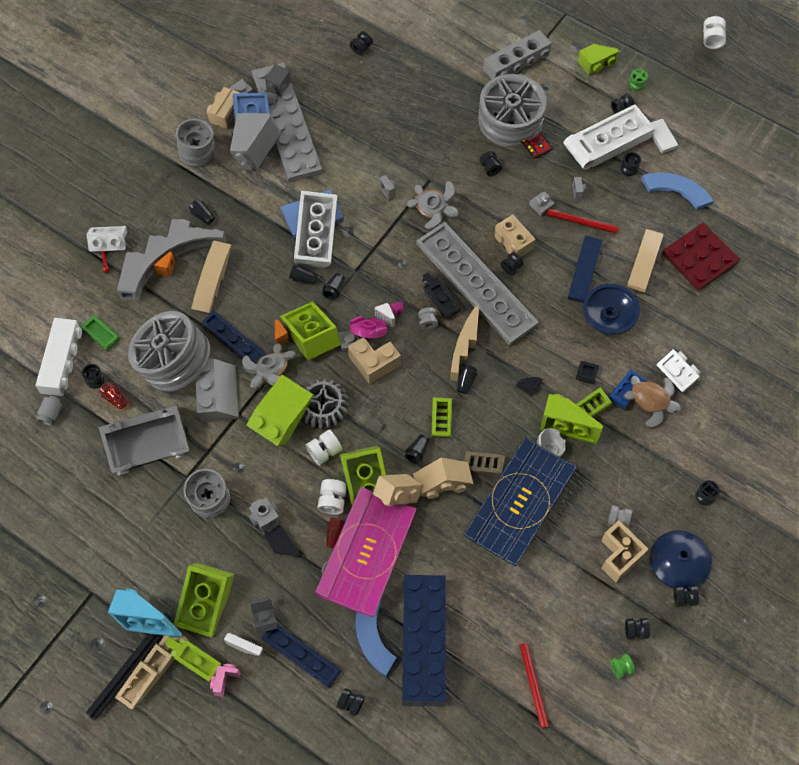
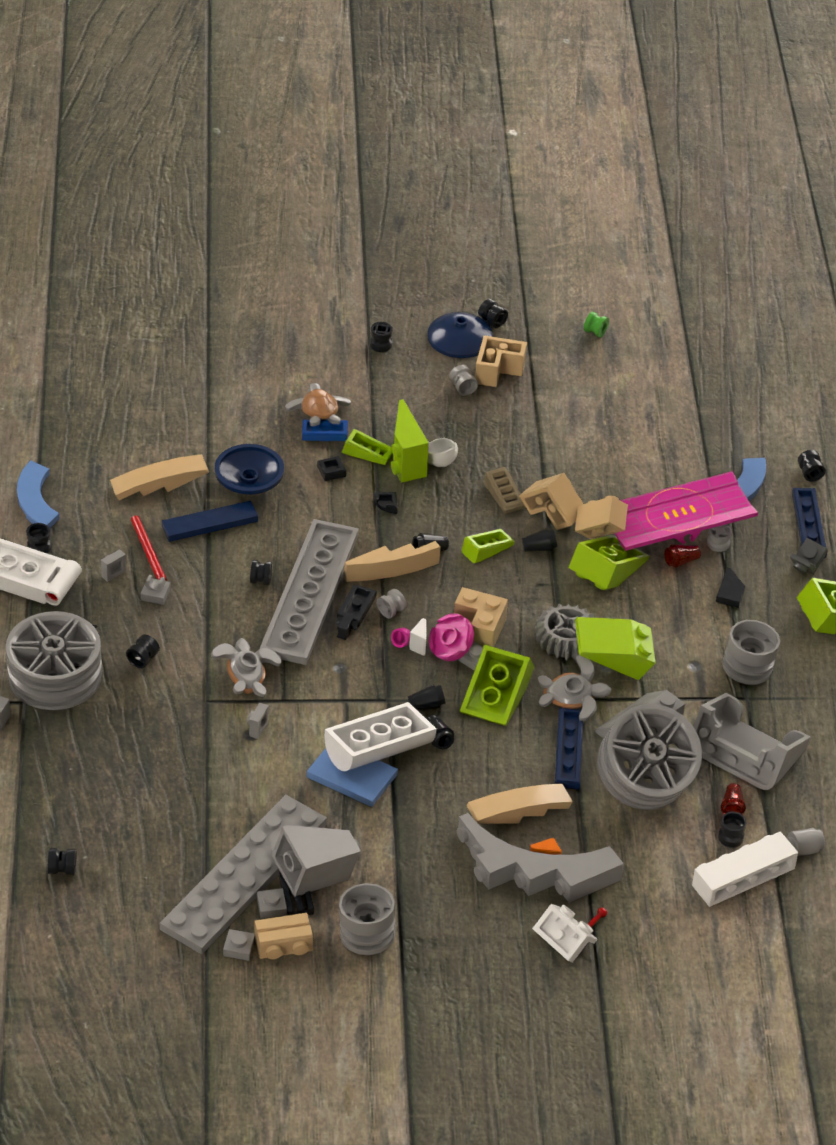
camera: 130 degrees left, 20 degrees down
(100, 333) = (678, 865): bright green tile -> none
(201, 211) = (447, 869): black cone -> none
(250, 103) = (269, 895): medium blue tile -> none
(264, 514) = (722, 605): light grey brick -> none
(278, 80) = (204, 891): dark grey brick -> none
(281, 334) = (528, 707): orange slope -> none
(328, 442) = (612, 602): white wheel -> none
(332, 497) = (652, 569): white wheel -> none
(424, 641) = (710, 445): dark blue brick -> none
(514, 236) = (225, 586): tan brick -> none
(519, 501) = (520, 438): dark blue hinge -> none
(534, 685) = (668, 372): red bar -> none
(637, 629) = (554, 329): black wheel -> none
(678, 370) = (268, 402): white bracket -> none
(700, 256) = (110, 445): dark red plate -> none

